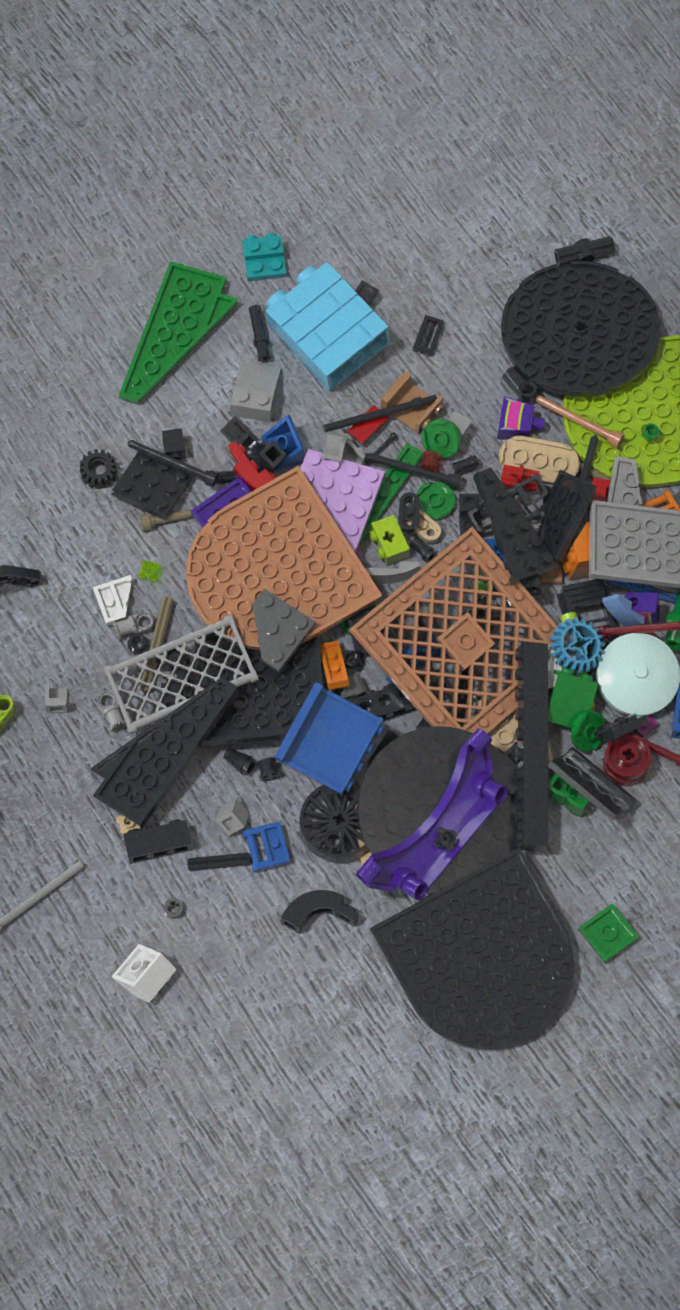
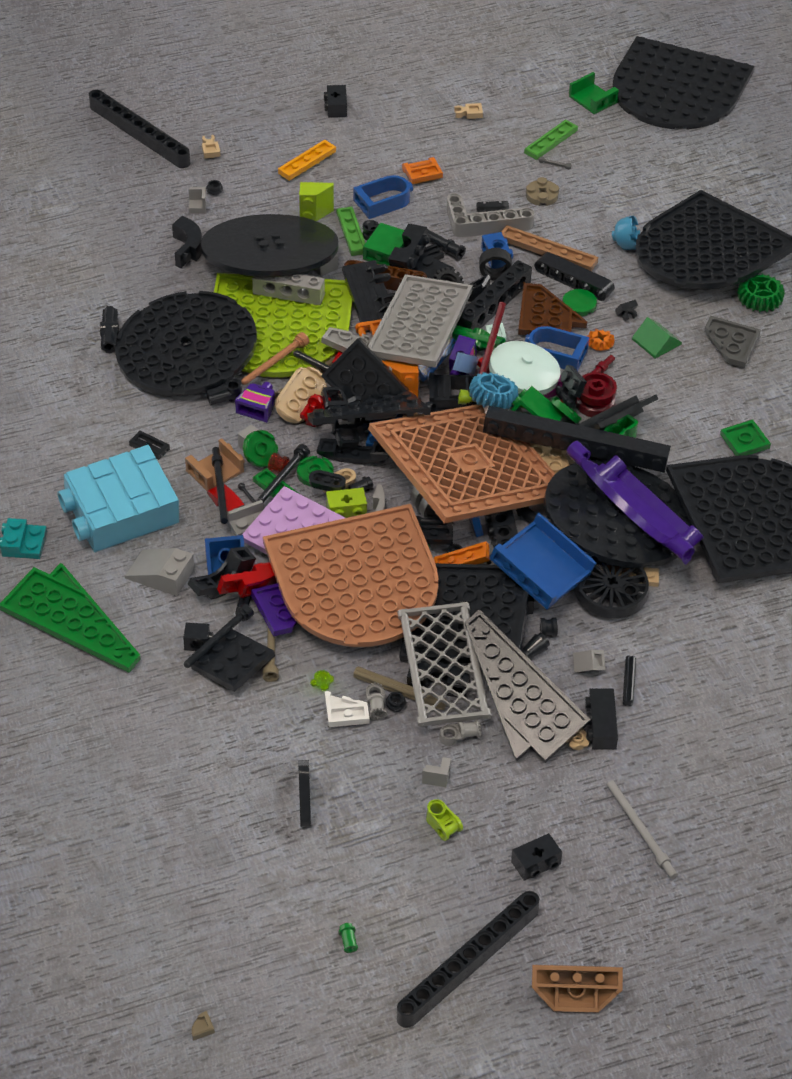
camera: 75 degrees left, 20 degrees down
(98, 458) = (201, 708): black tyre -> none
(144, 973) = (729, 751): white slope -> none
(167, 906) = (664, 725): dark grey bush -> none
(260, 340) = (102, 556): black pin -> none
(273, 844) = (622, 638): blue plate -> none
(279, 629) = (423, 580): dark grey plate -> none
(315, 903) = (687, 625): black arch -> none
(335, 446) = (247, 514): light grey panel -> none
(449, 834) = (652, 506): black plate -> none
(466, 464) = (287, 439): black pin -> none
(653, 432) = (303, 319): green hinge -> none

